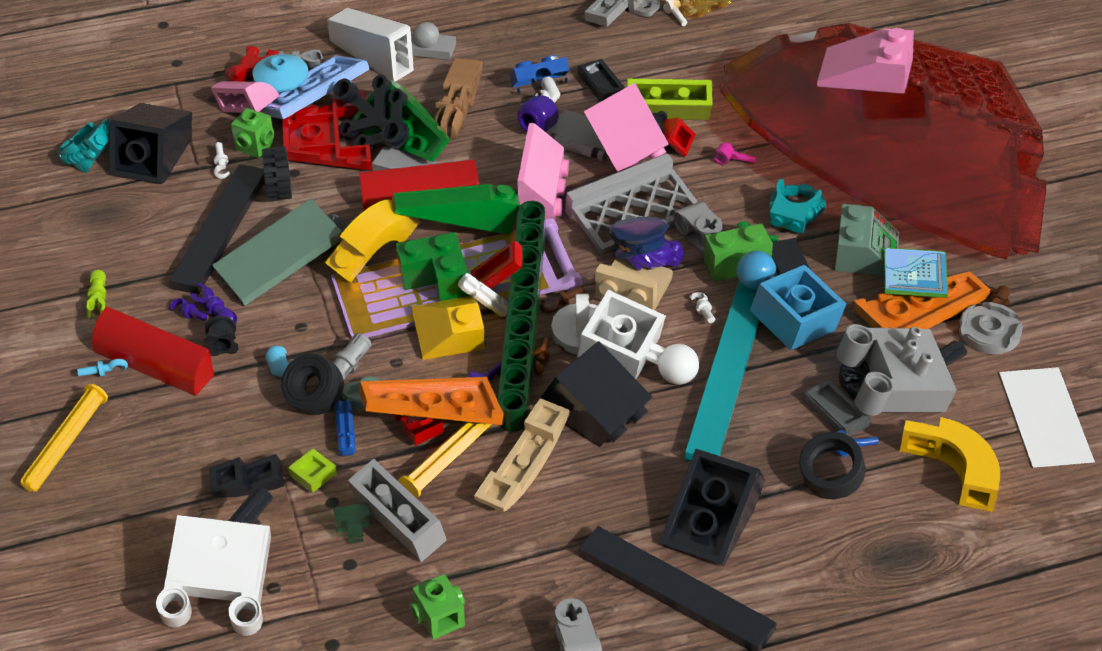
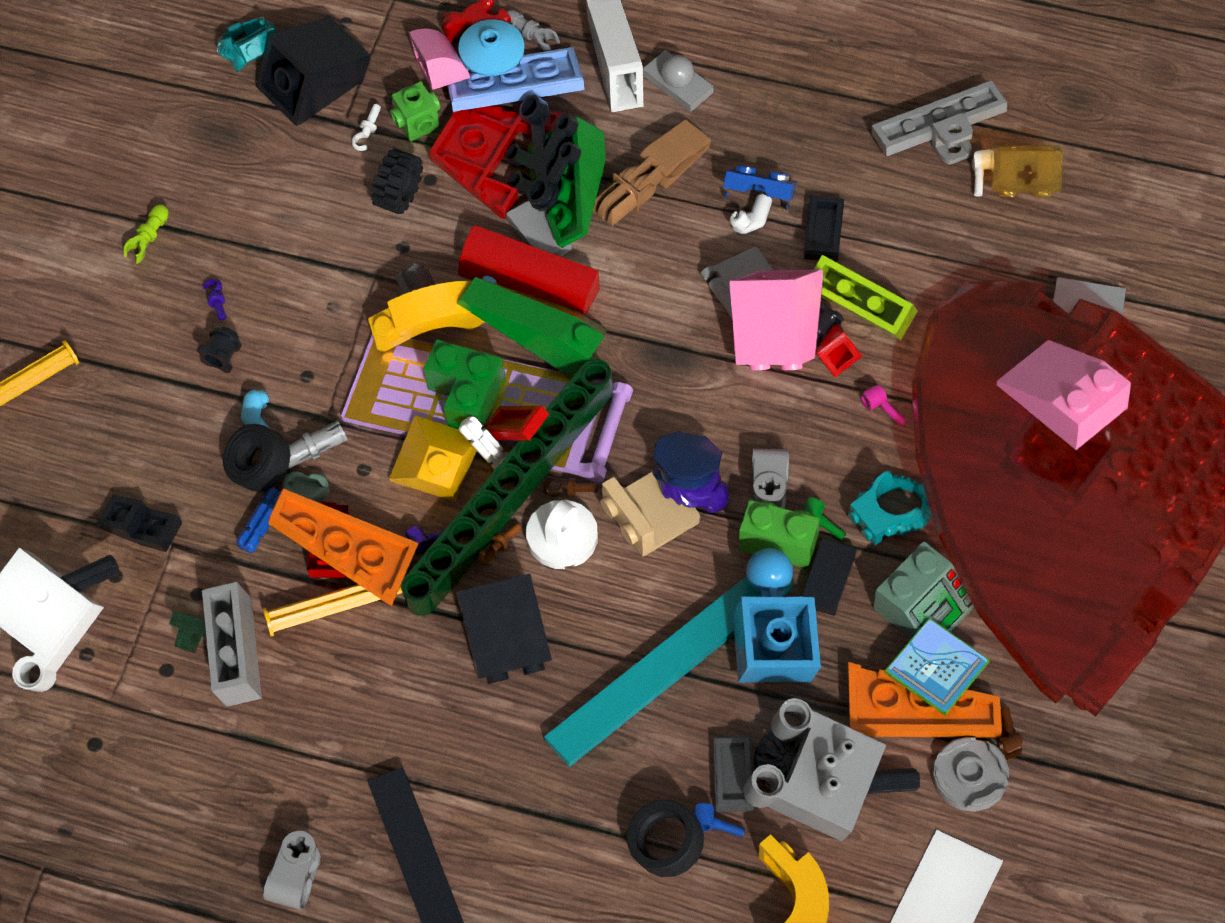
camera: 35 degrees right, 15 degrees up
(102, 368) = (96, 324): medium azure hand -> none
(152, 351) = (146, 334): red brick -> none
(213, 304) = (241, 307): dark purple piece -> none
(218, 229) = (303, 216): black tile -> none
(278, 251) = (336, 278): sand green tile -> none
(312, 470) = (197, 552): lime plate -> none
(438, 606) = (196, 766): bright green brick -> none
(526, 457) = (391, 655): tan slope -> none
(538, 110) = (714, 242): dark purple head -> none
(543, 171) = (649, 329): bright pink slope -> none
(621, 188) = (732, 384): light grey fence -> none
(632, 335) = (571, 597): white brick -> none
(703, 306) = (699, 577): white hand -> none
(712, 507) = (518, 813): black slope -> none

